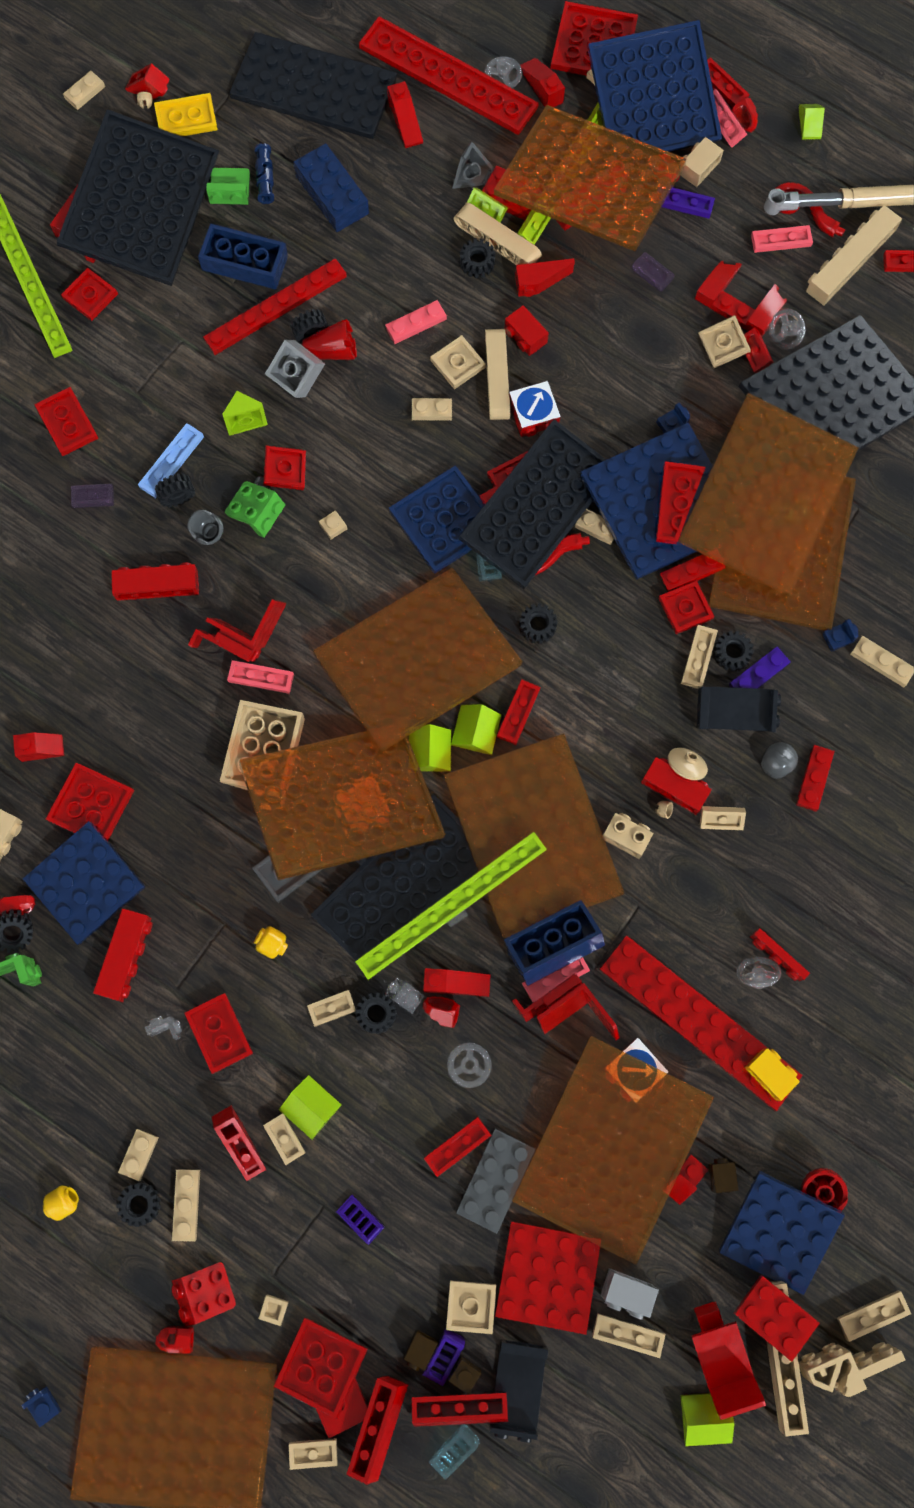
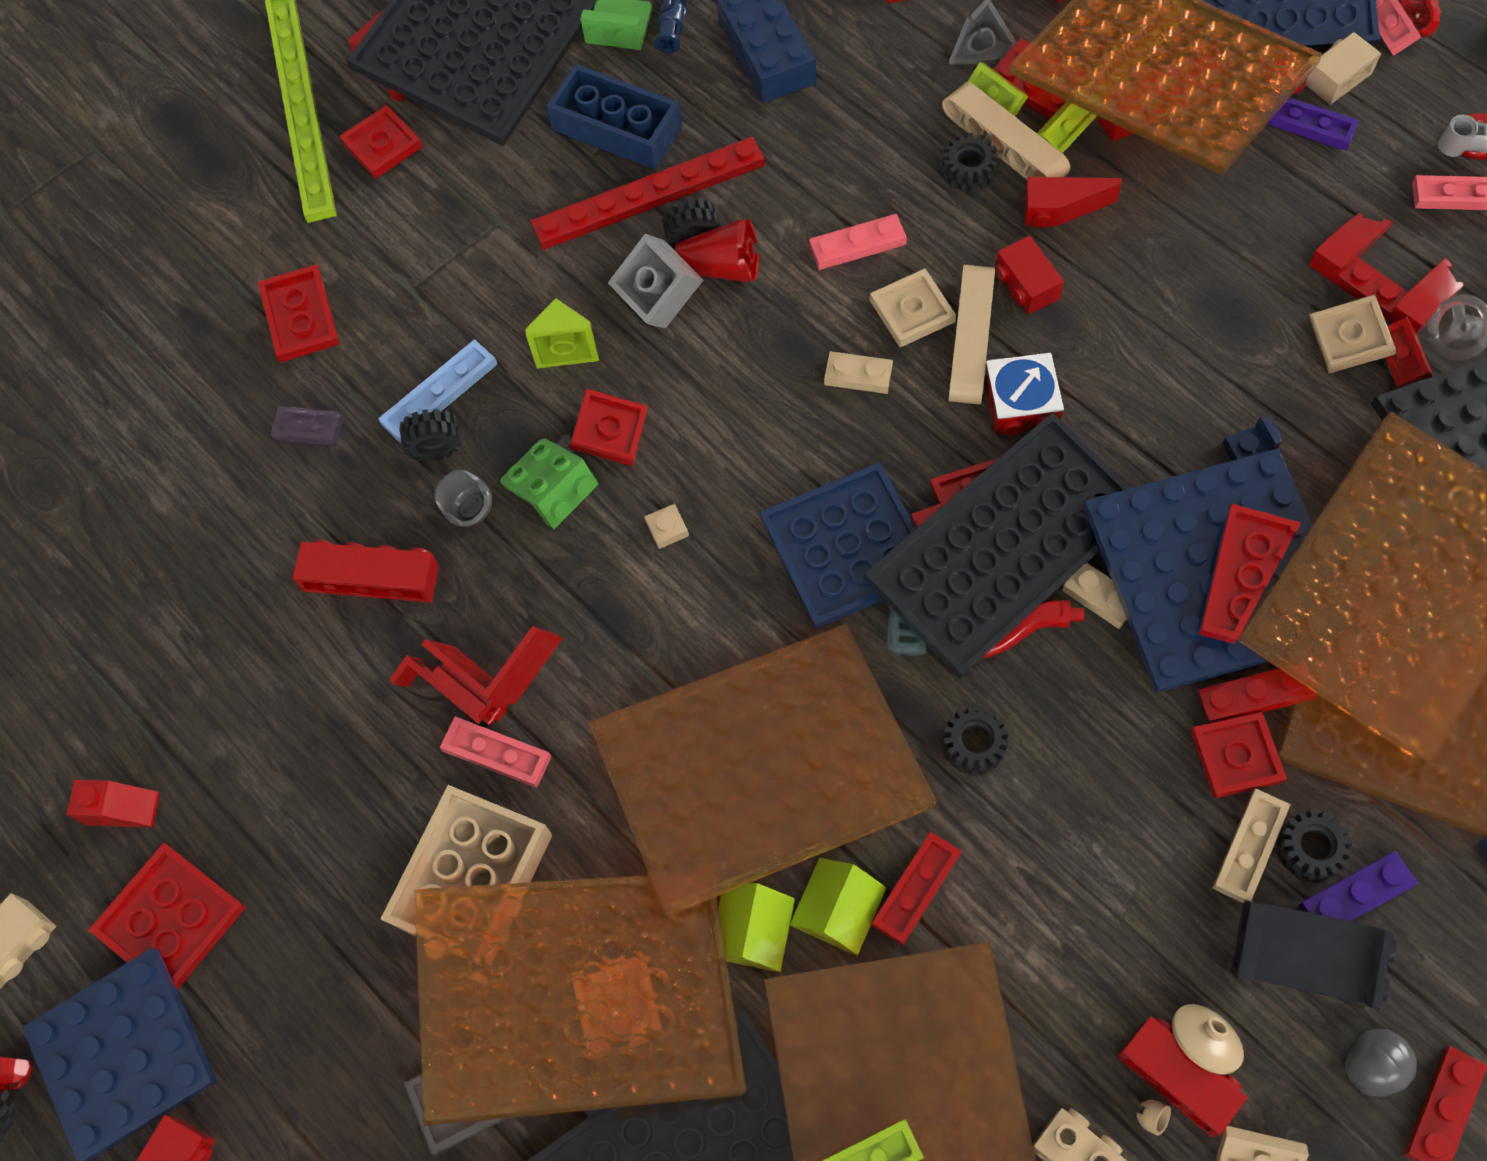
camera: 20 degrees right, 10 degrees down
(653, 271) = (1245, 215): clear purple plate -> none

